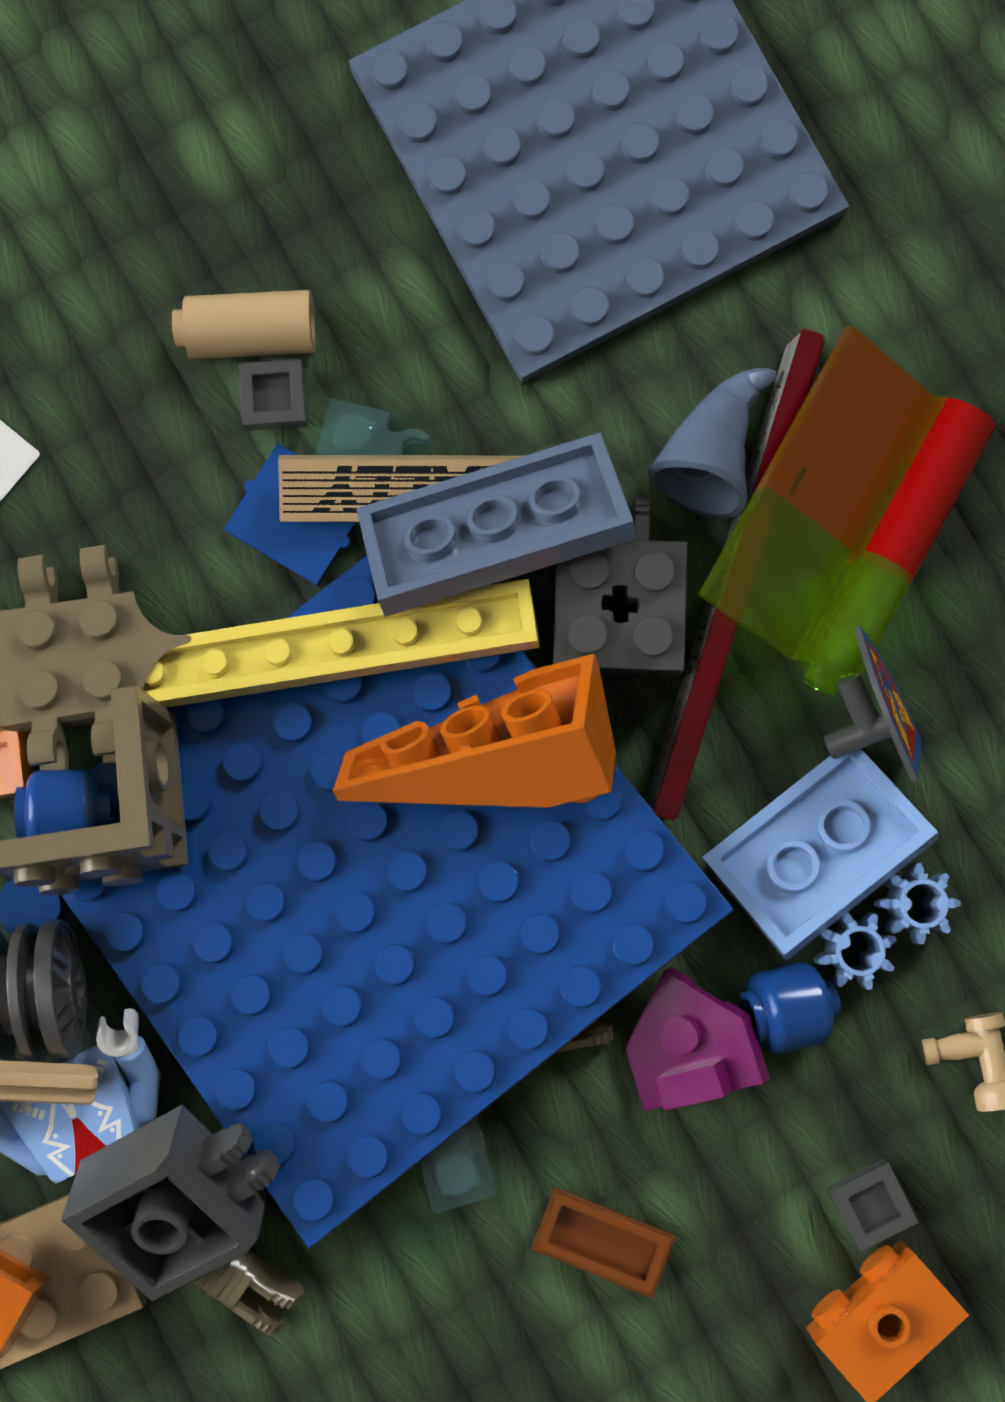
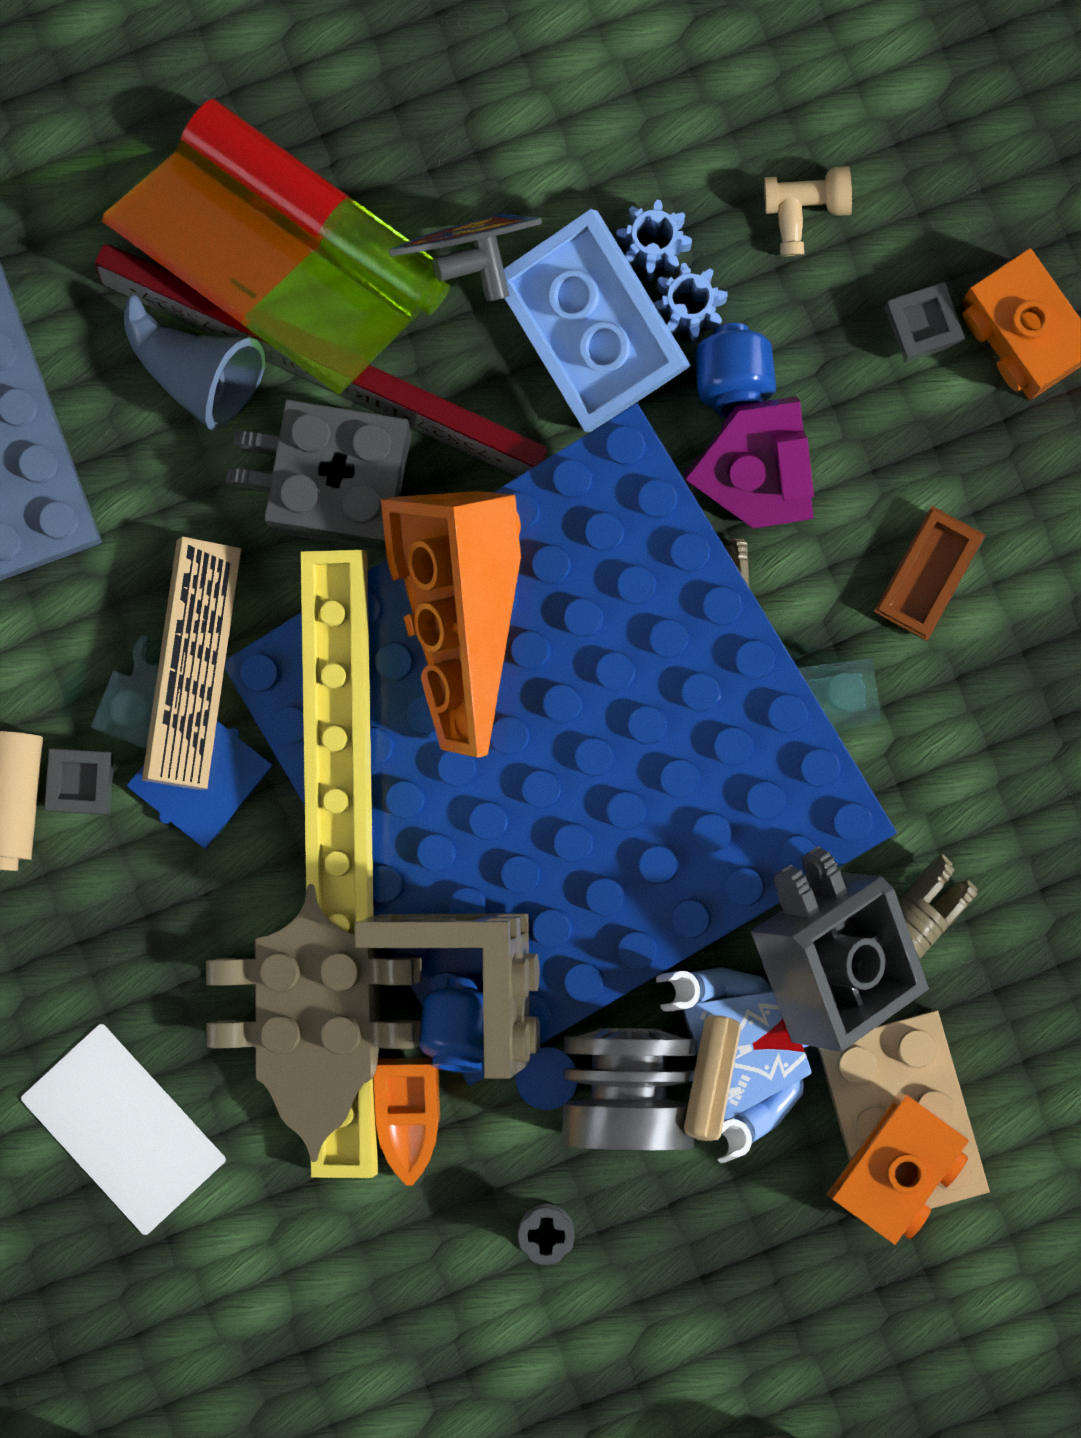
camera: 85 degrees left, 0 degrees up
(494, 524) = (243, 576): sand blue plate -> none

